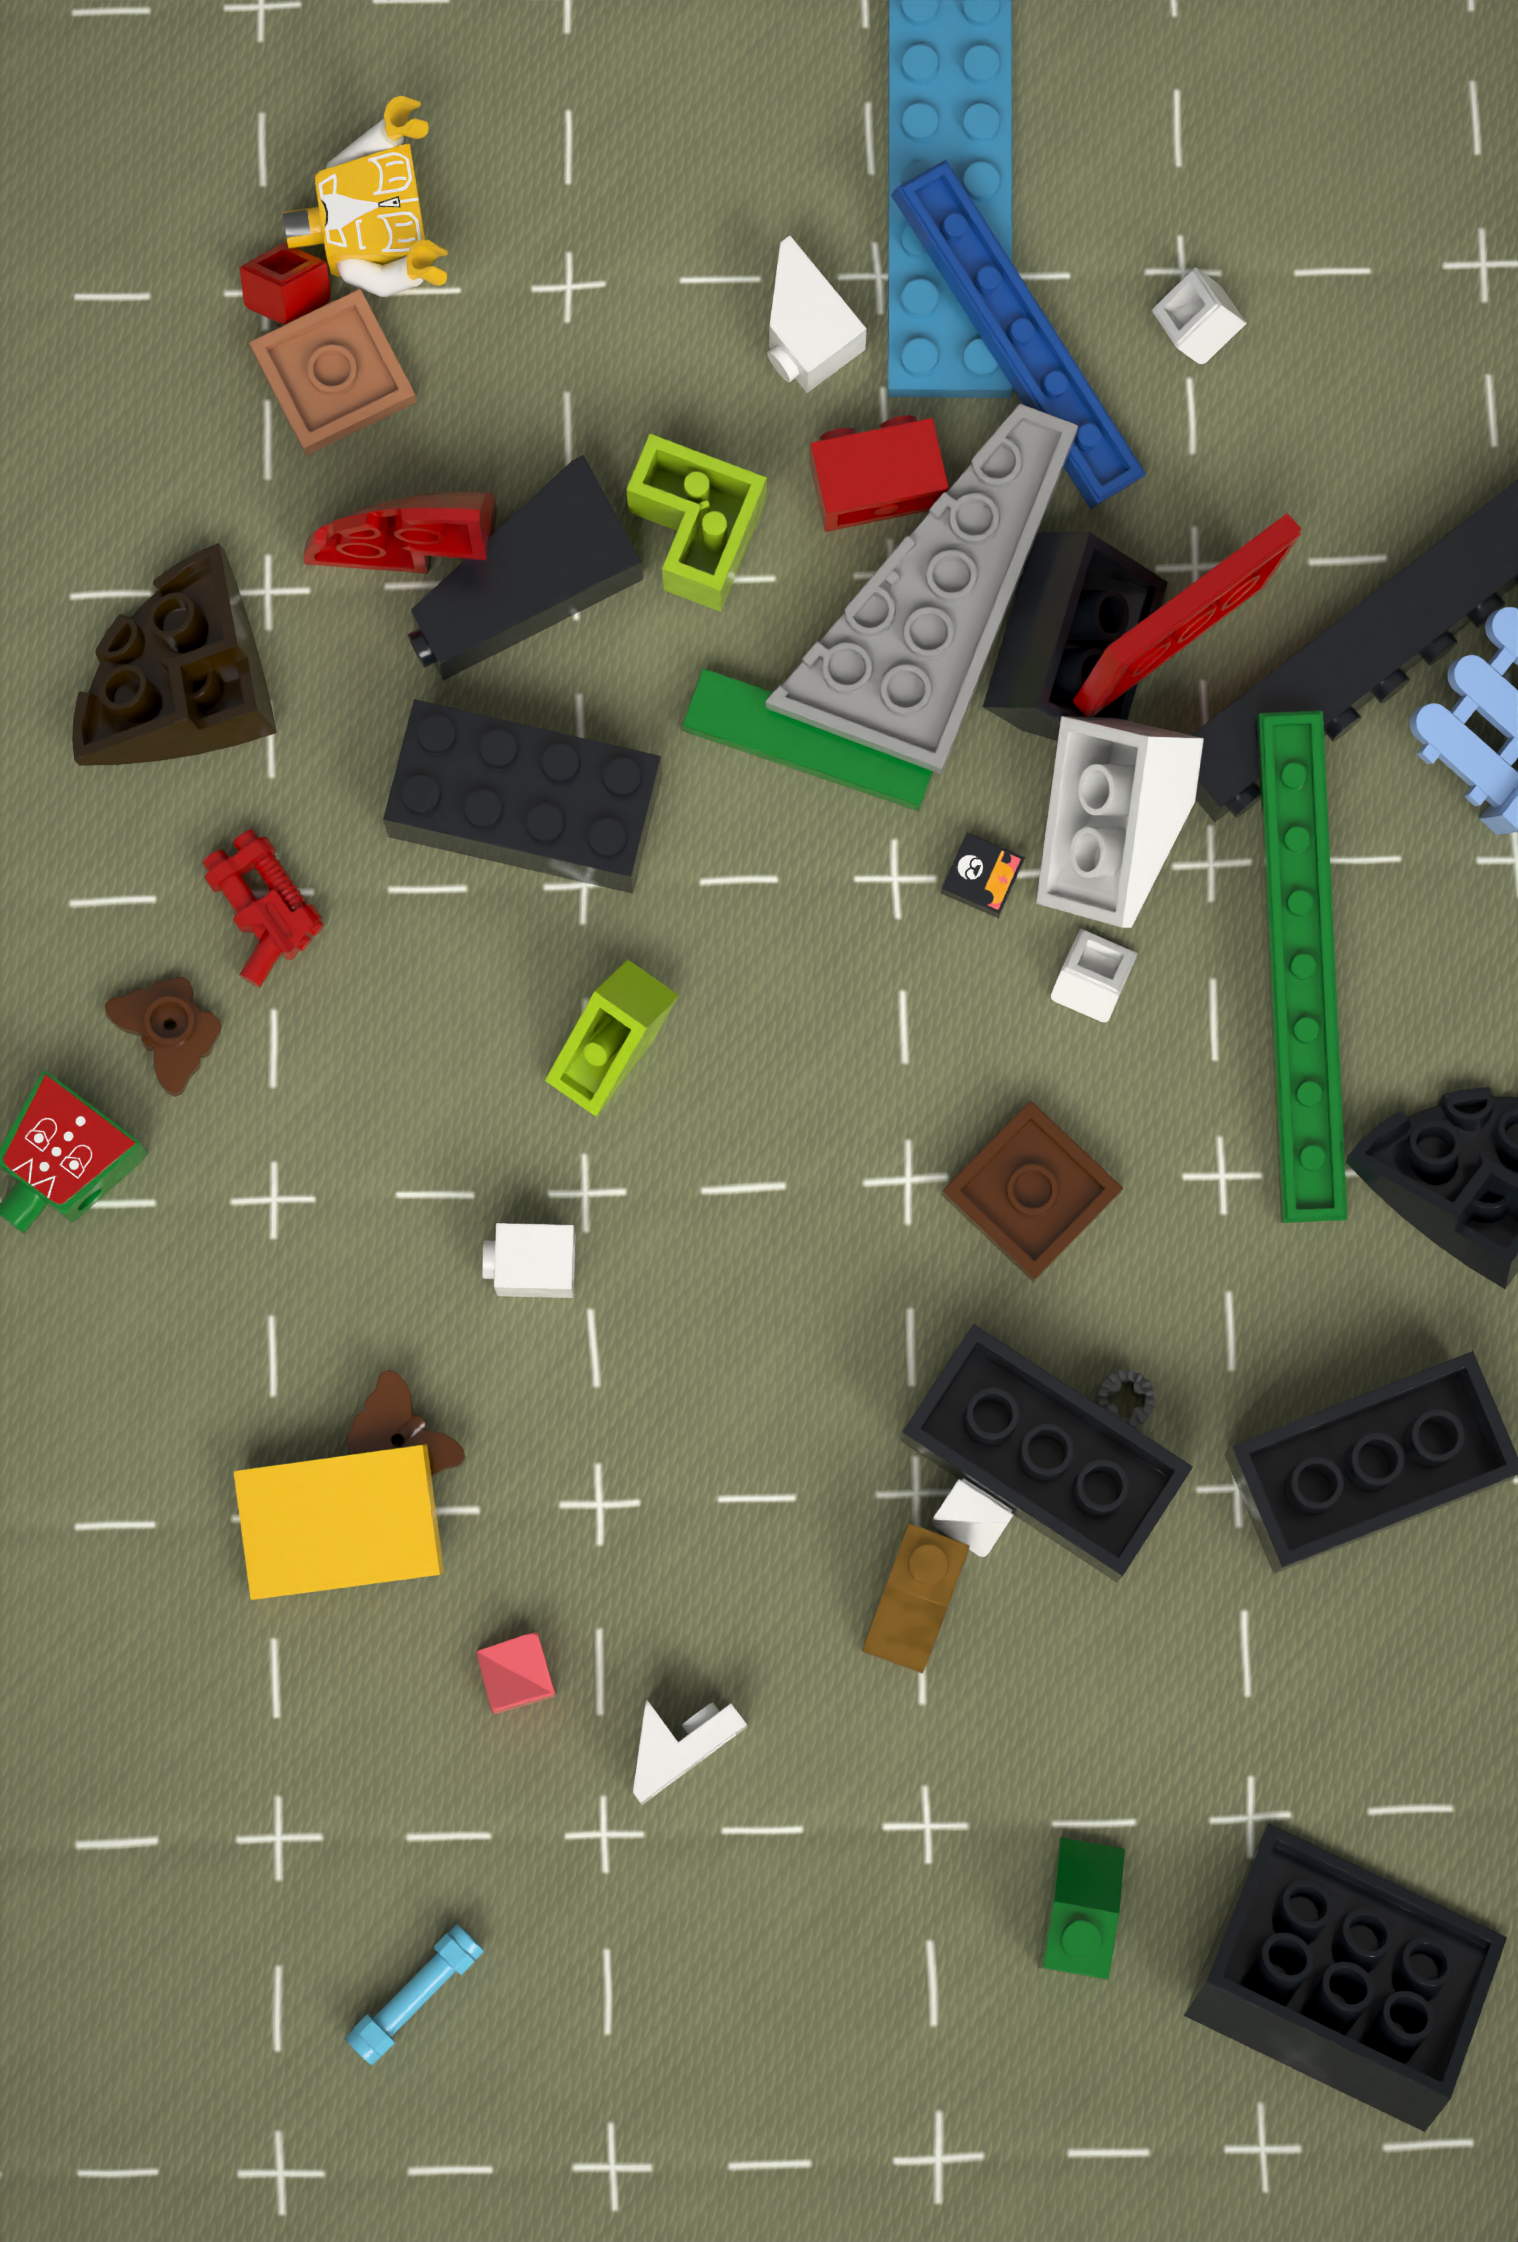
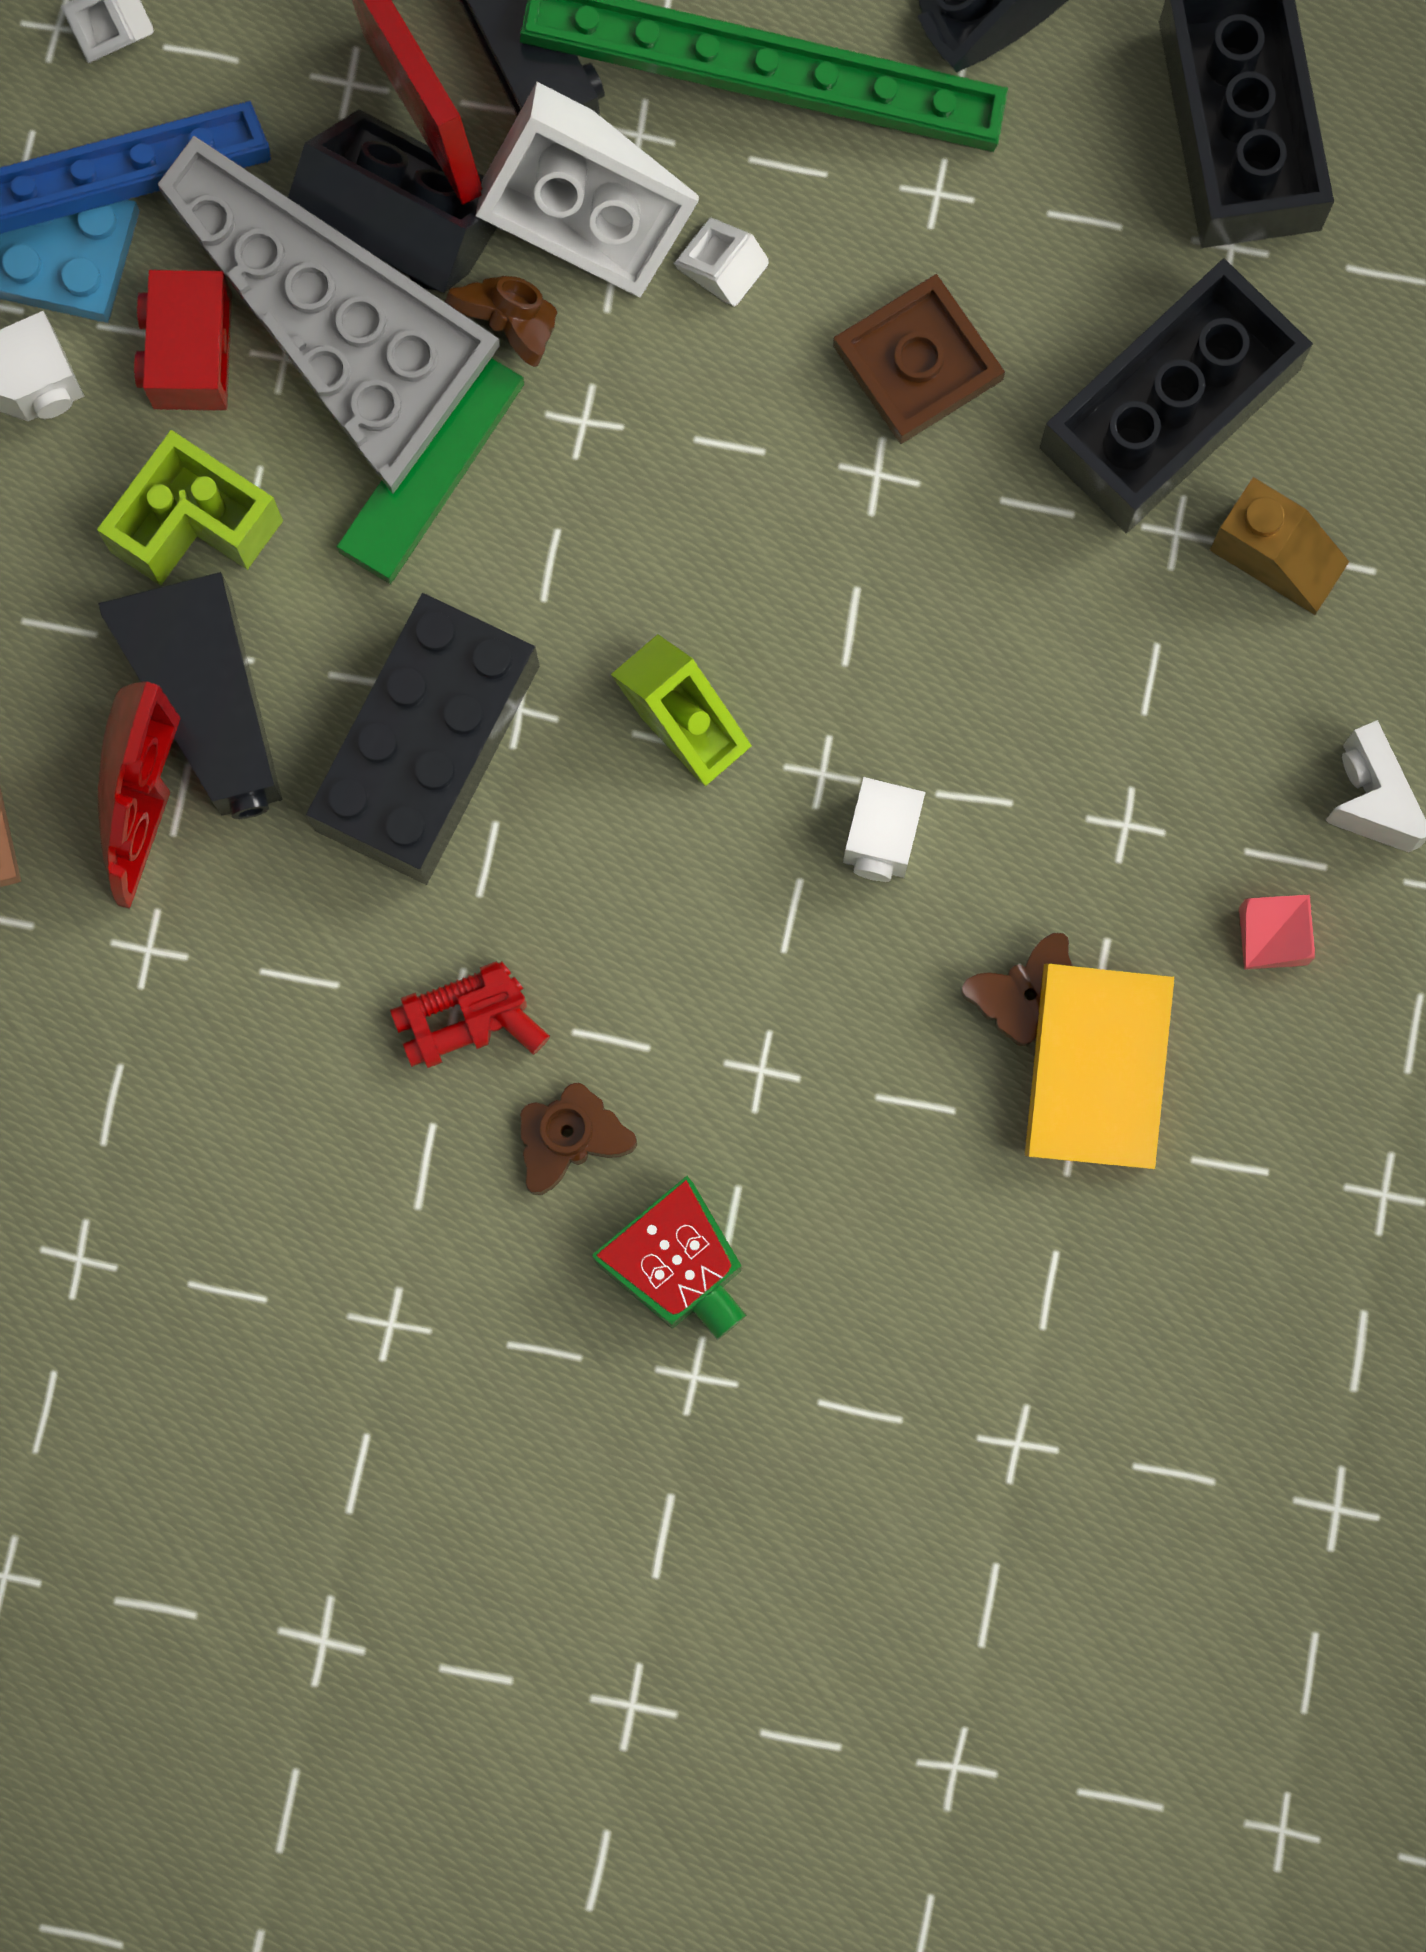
camera: 75 degrees left, 0 degrees up
(176, 673) = (211, 1052): dark brown brick -> none
(972, 1517) = (1214, 481): white slope -> none
(982, 875) = (602, 337): black tile -> none
(985, 777) = (512, 307): none -> reddish brown animal
(1140, 1388) = (1120, 310): dark grey bush -> none

